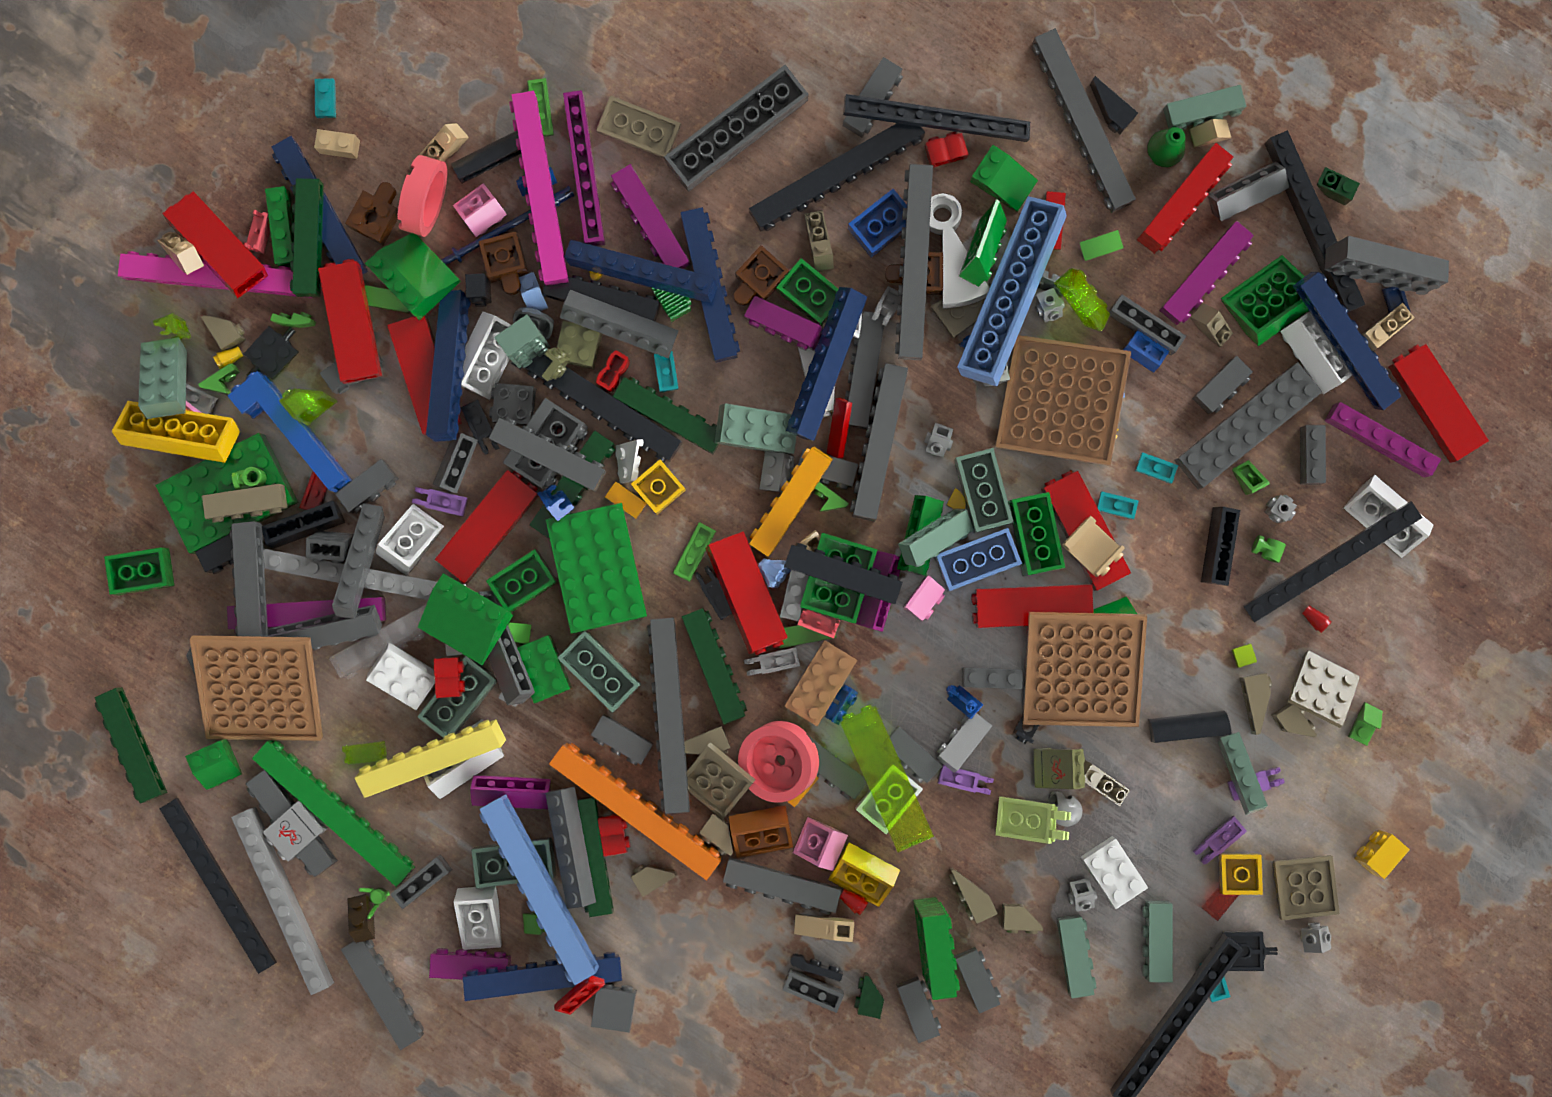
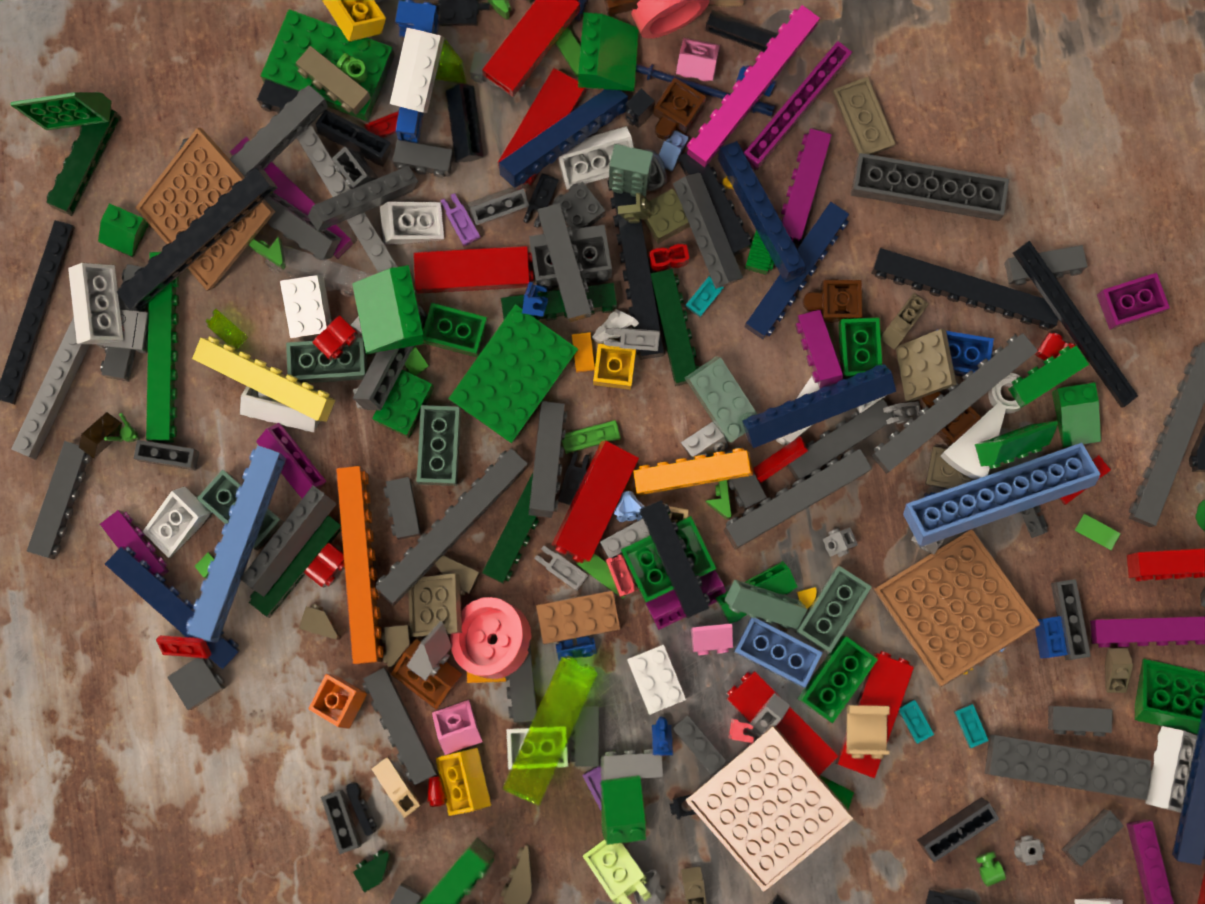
camera: 45 degrees right, 5 degrees down
(81, 725) = (66, 109): none -> green slope
(139, 571) = (215, 53): green brick -> none
(256, 835) = (95, 303): none -> white slope
(277, 715) = (196, 239): none -> black brick
(297, 432) = (417, 70): none -> white slope
(340, 665) = (274, 253): none -> bright green slope
(368, 430) = (464, 123): none -> black brick
(541, 91) = (824, 26): bright green tile -> none
(651, 454) = (634, 339): none -> light grey hinge
(683, 601) = (547, 459): none -> dark grey brick
(722, 915) = (337, 701): none -> orange brick
(750, 815) = (431, 653): none -> light grey slope
(867, 257) = (925, 365): none -> dark tan plate
(917, 666) = (656, 679): none -> white brick
(957, 175) = (1047, 377): none -> green brick
(958, 59) = (1133, 301): none -> magenta brick
(990, 777) = (622, 810): none -> green slope
(1009, 641) = (737, 730): none -> coral hinge
(1018, 609) = (769, 715): none -> light grey slope
(1049, 305) = (1016, 533): light grey brick -> none
(1059, 768) = (676, 857): olive panel -> none
(1083, 299) = (1045, 554): clear neon green slope -> none
(1249, 478) = (1030, 804): bright green slope -> none

